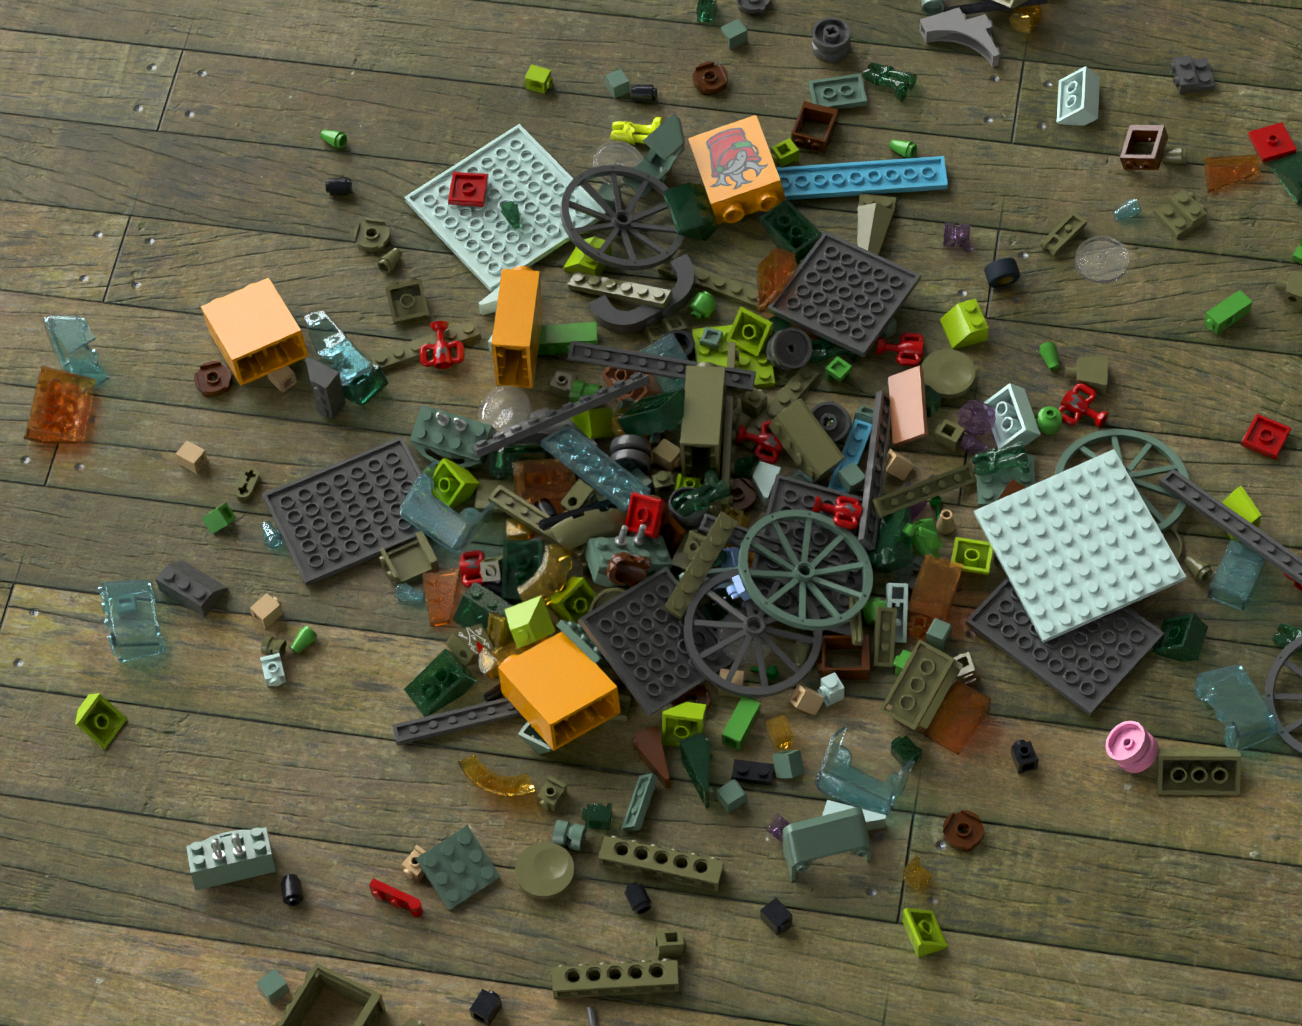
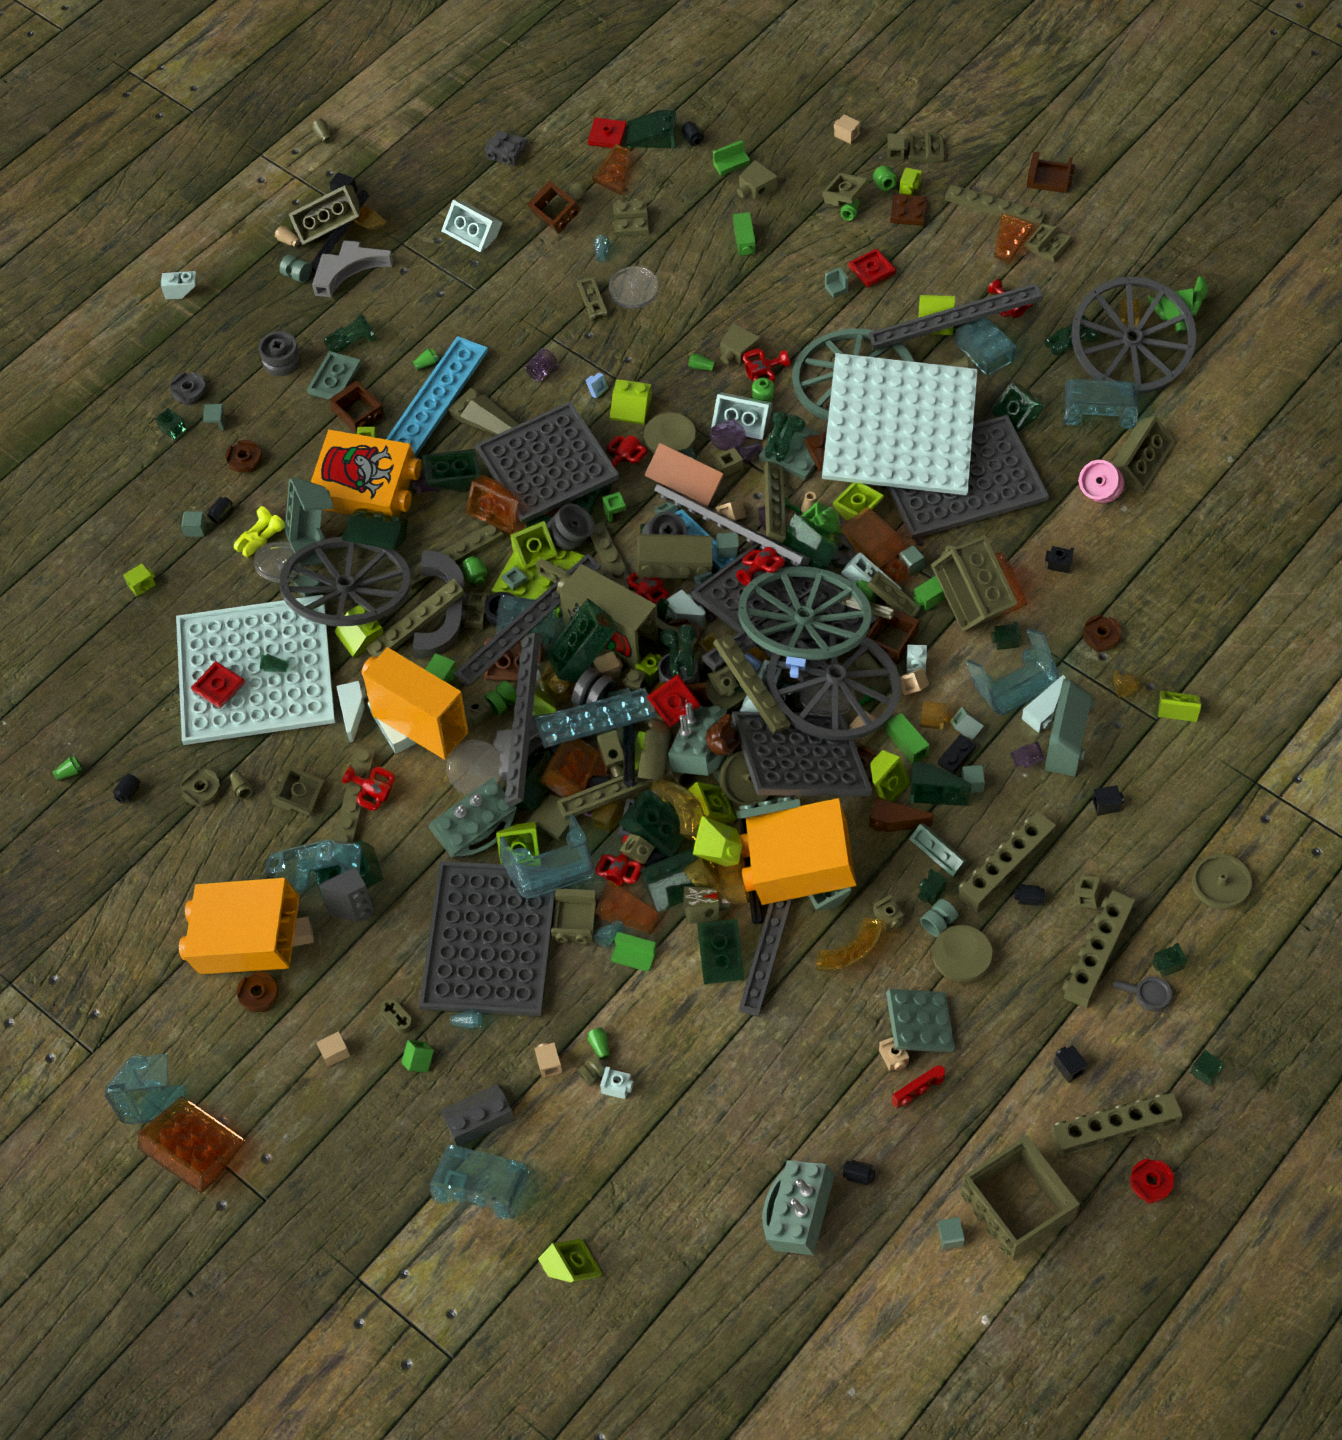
camera: 60 degrees left, 0 degrees up
(401, 622) = (634, 952): none -> bright green panel
(965, 289) = (597, 384): none -> light blue tile
(1002, 272) = (601, 352): black wheel -> none
(1224, 415) = (836, 282): none -> sand green panel

